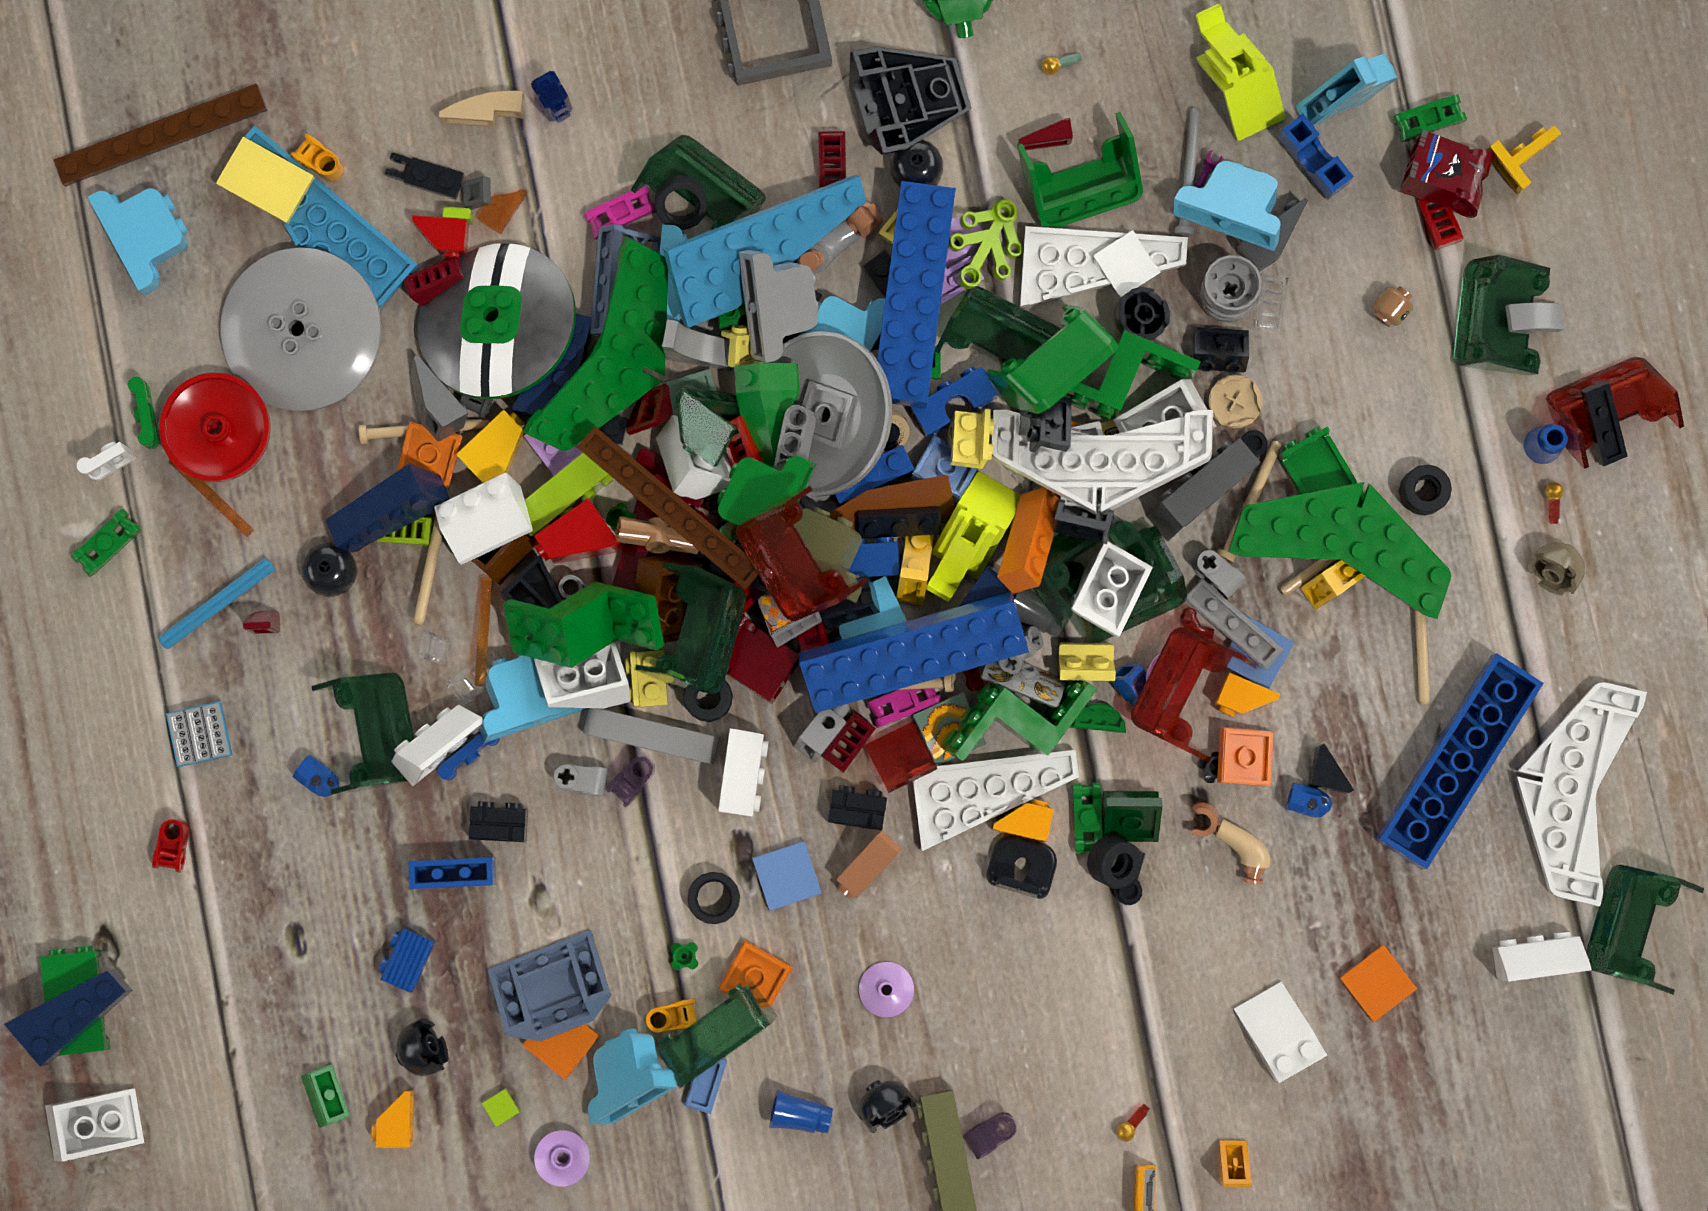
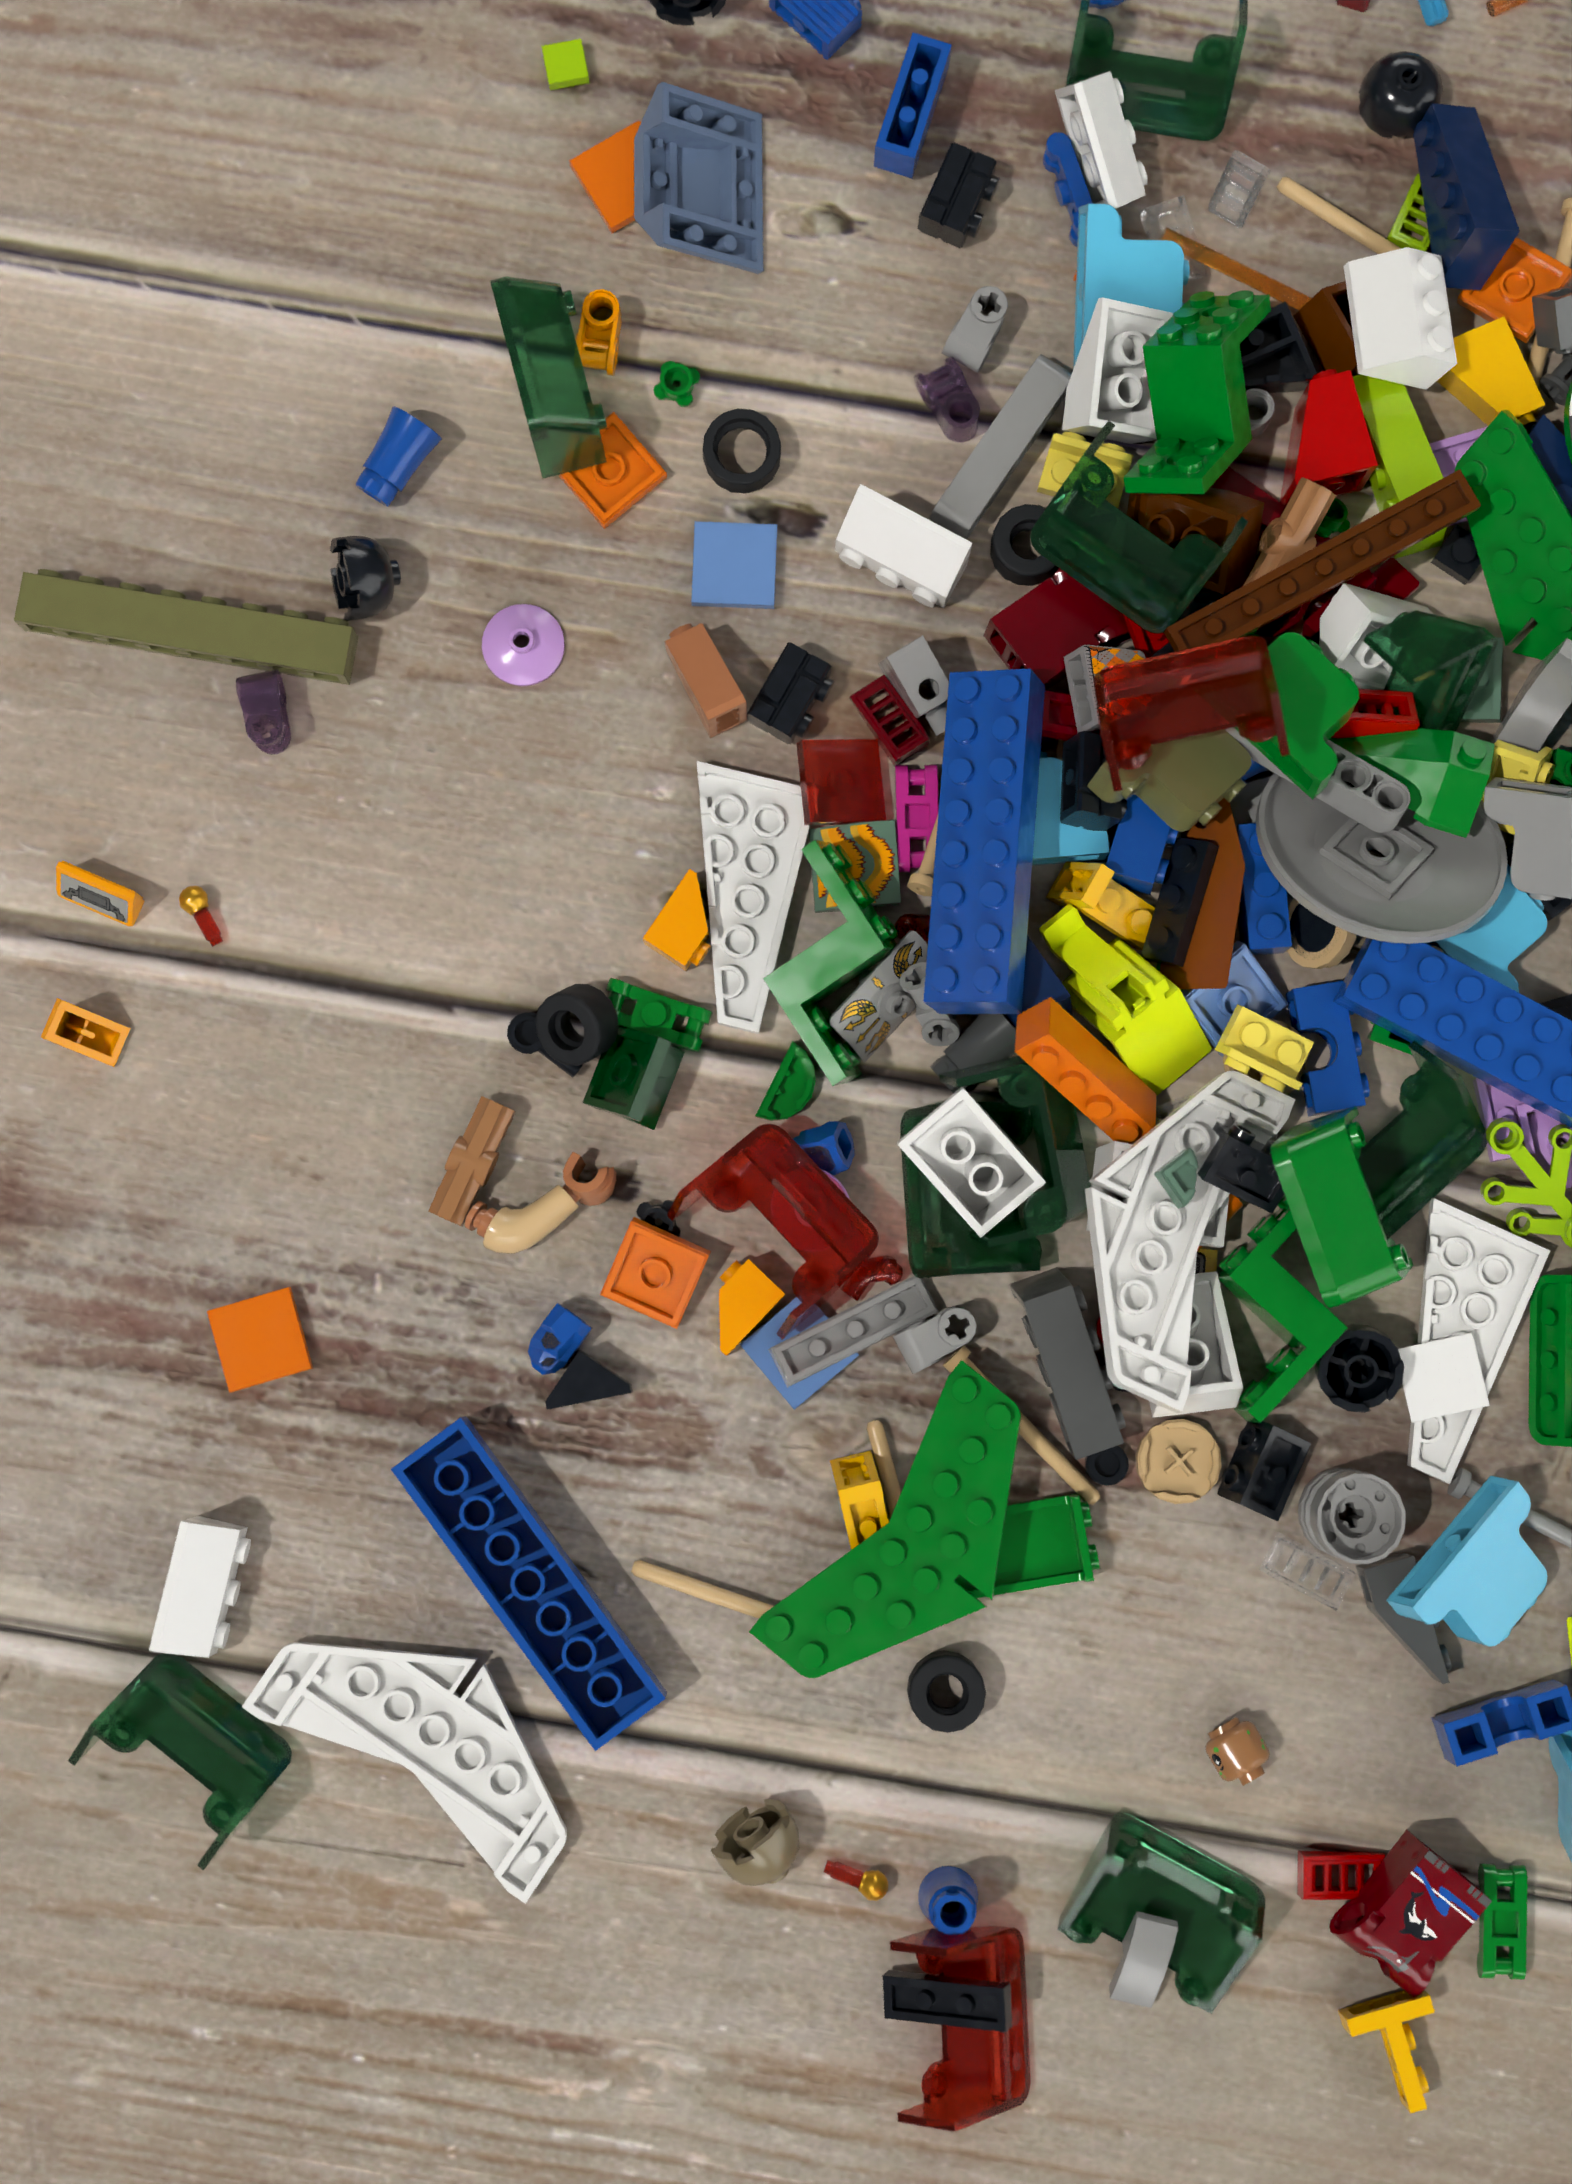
camera: 110 degrees right, 0 degrees up
(551, 1168) = (461, 99): lavender dish -> none
(627, 1077) = (539, 232): medium azure brick -> none
(650, 410) = (1469, 606): dark red slope -> none
(705, 1088) = (483, 347): medium blue tile -> none
(1002, 866) = (597, 916): black piece -> none
(1072, 461) = (1179, 1177): none -> sand green tile
(1082, 523) = (1083, 1155): black hinge -> none
(1086, 661) = (877, 1095): light yellow bracket -> none
(1209, 166) = (1546, 1559): magenta hand -> none
(1220, 895) = (471, 1161): none -> medium nougat piece
(1279, 1032) = (244, 1170): white slope -> none

